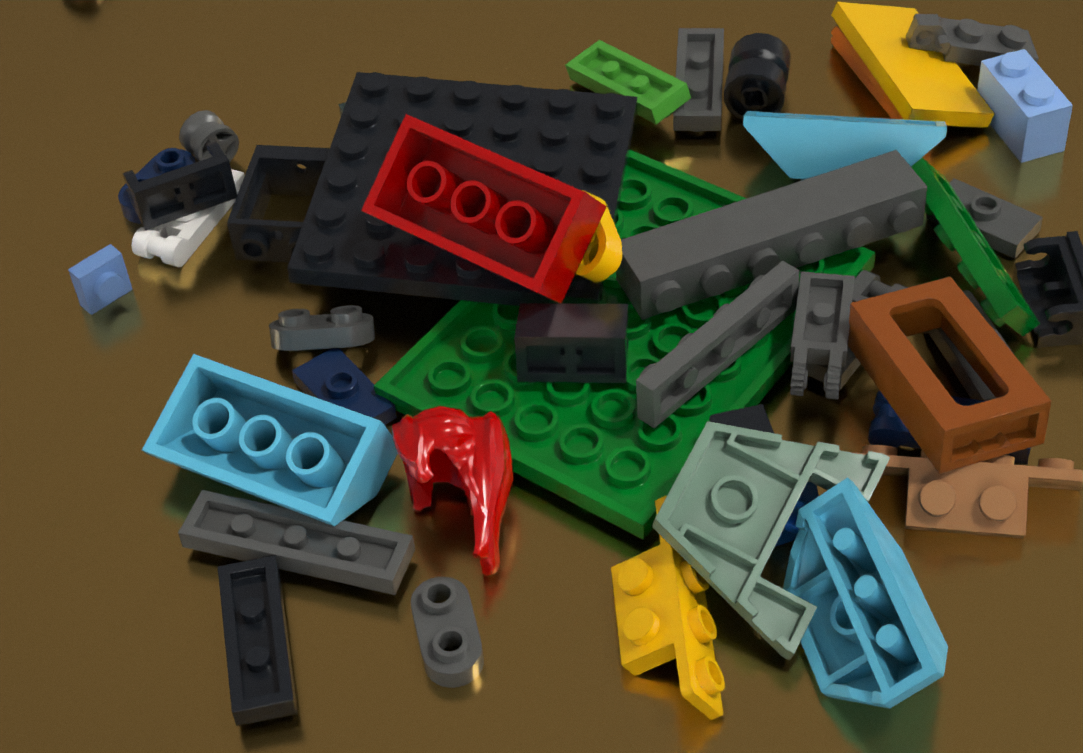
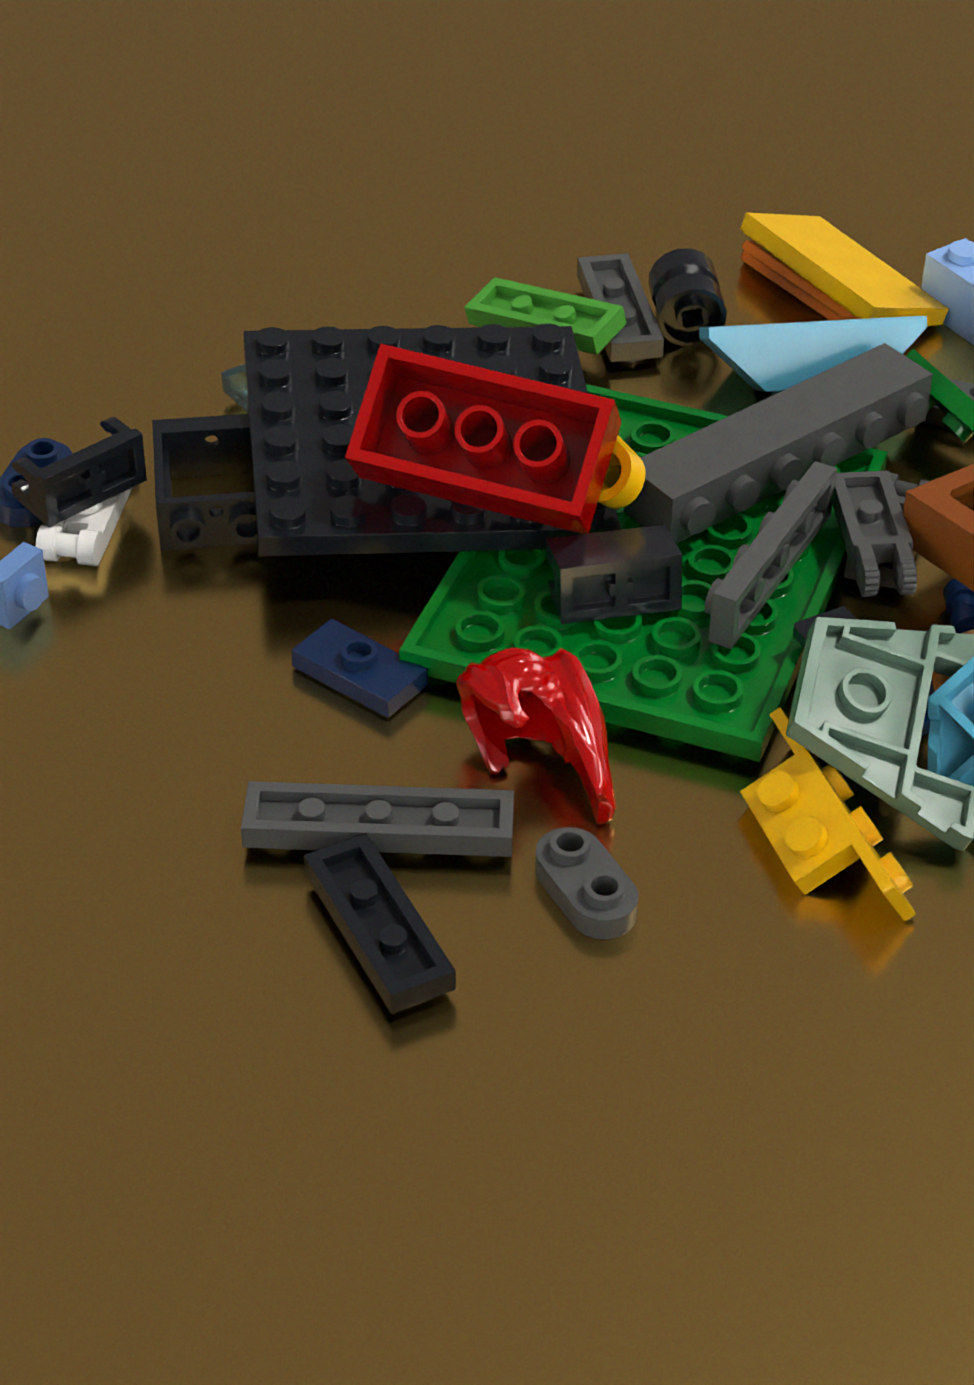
camera: 20 degrees left, 5 degrees down
(205, 128) = (75, 421): dark grey wheel -> none
(272, 441) = (313, 713): medium azure slope -> none
(340, 329) = (283, 608): dark grey plate -> none
(967, 39) = (890, 239): dark grey hinge -> none

